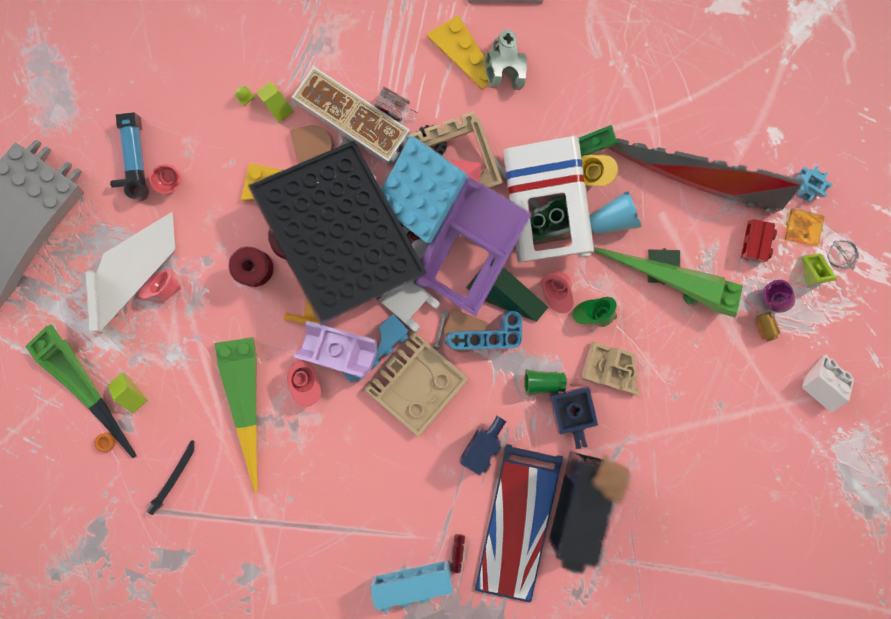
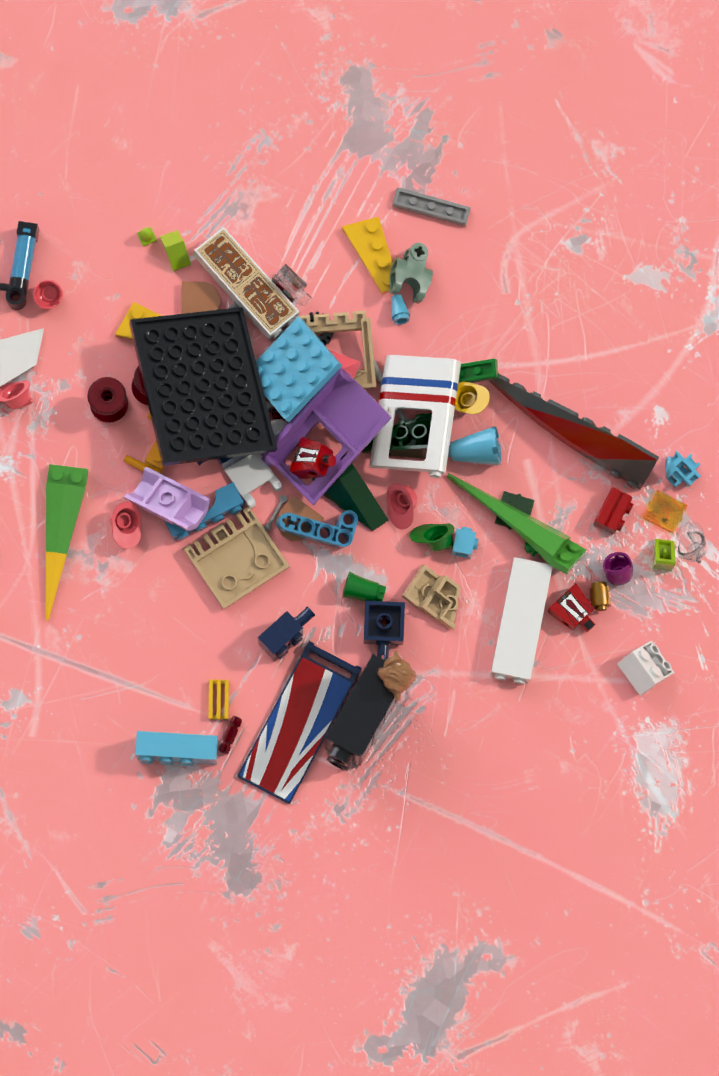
camera: 10 degrees right, 10 degrees down
(441, 538) = (218, 716): none -> yellow tile
(462, 272) = (312, 459): none -> red torso
(503, 101) = (400, 313): none -> medium azure cone
(627, 310) = (464, 542): none -> medium azure brick
(700, 371) = (521, 620): none -> white brick
(746, 345) = (573, 609): none -> torso

